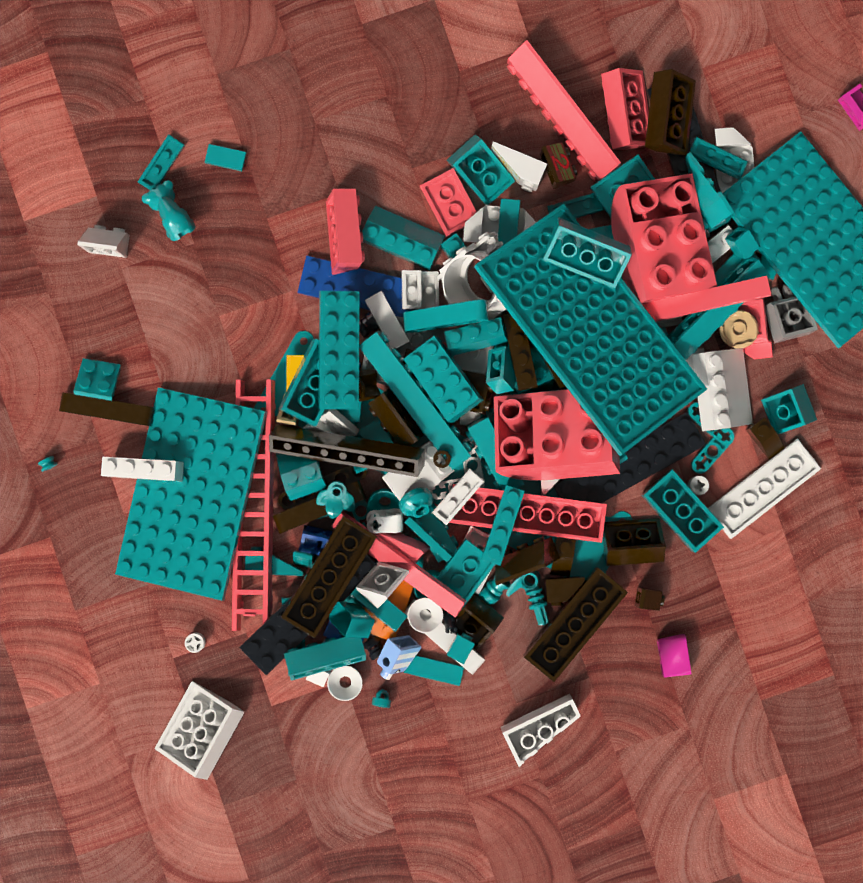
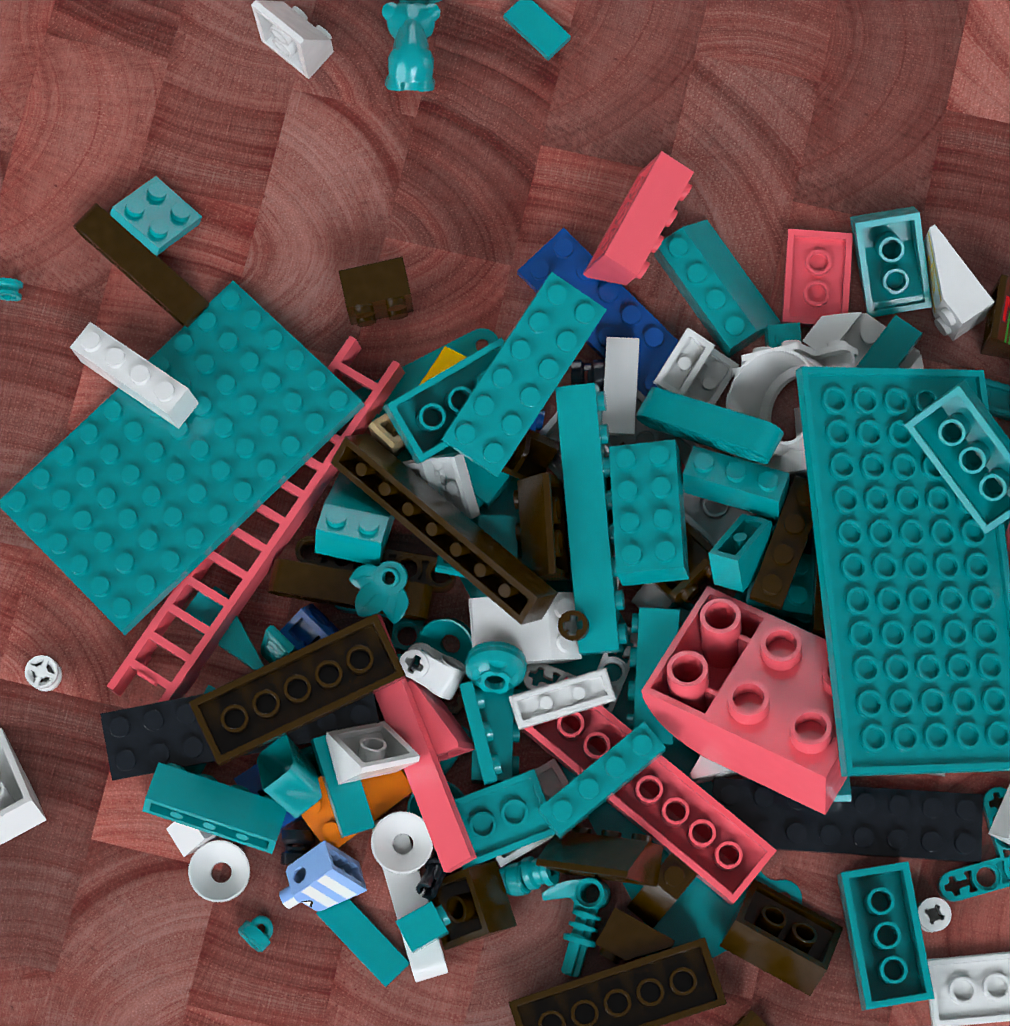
camera: 35 degrees right, 10 degrees down
(235, 349) = (376, 292): none -> dark brown brick

